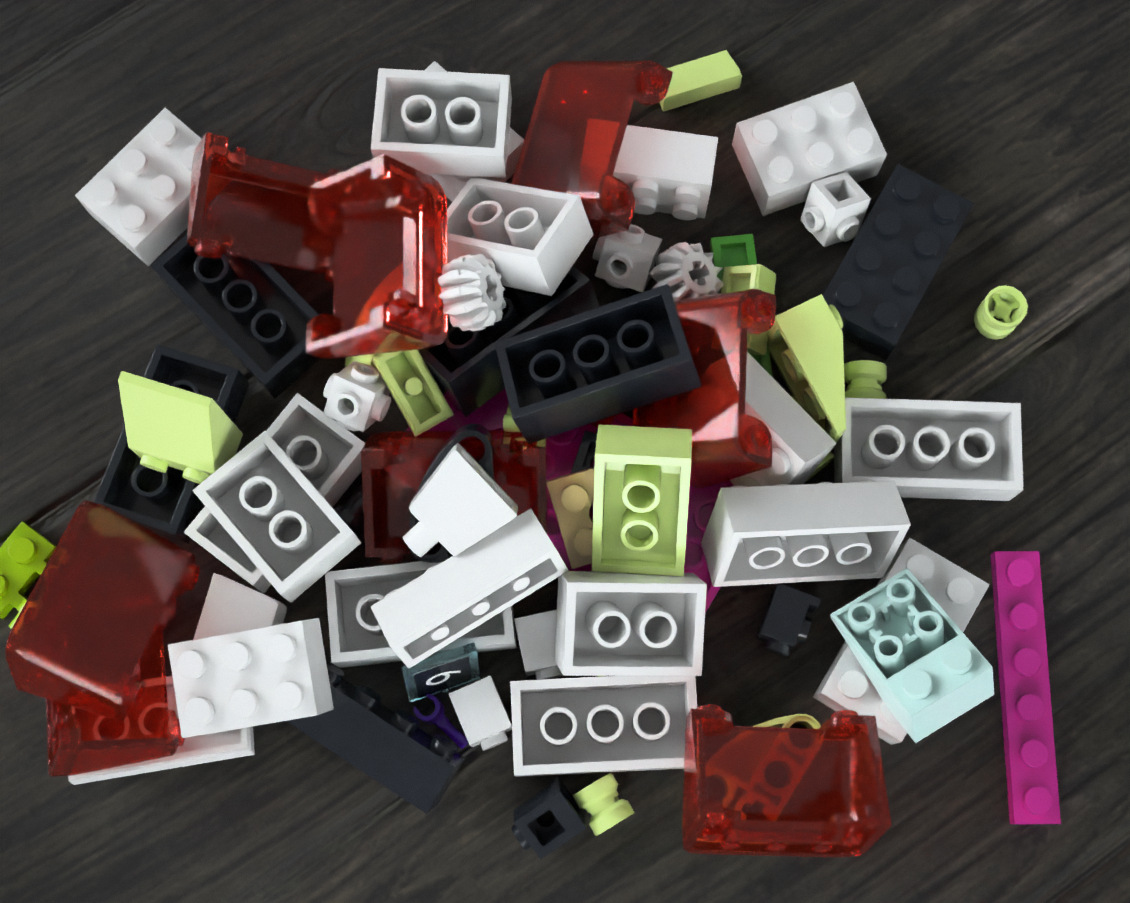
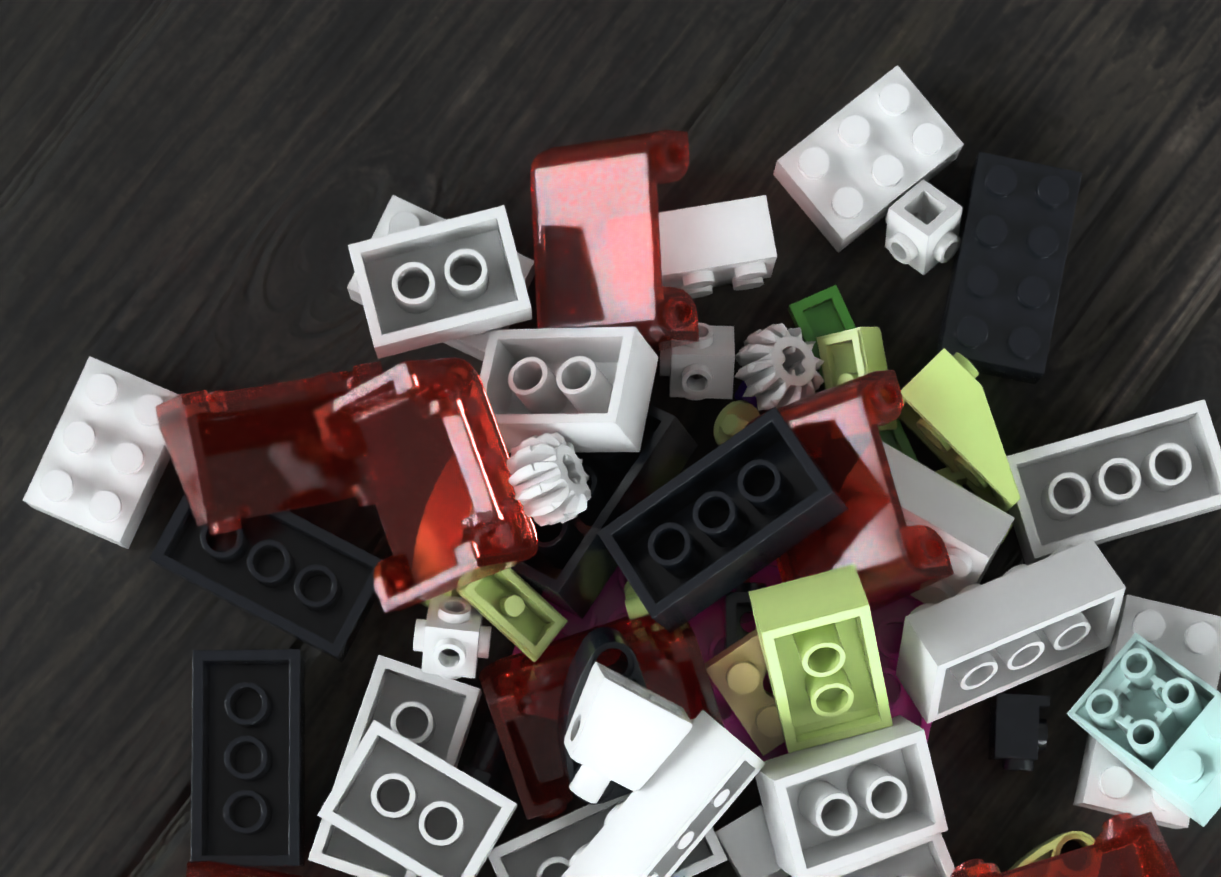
camera: 25 degrees left, 5 degrees up
(176, 428) = (273, 753): yellowish green slope -> none
(701, 80) = (708, 104): yellowish green slope -> none
(865, 379) = (1021, 425): yellowish green wheel -> none
(1005, 304) = (1157, 281): yellowish green wheel -> none

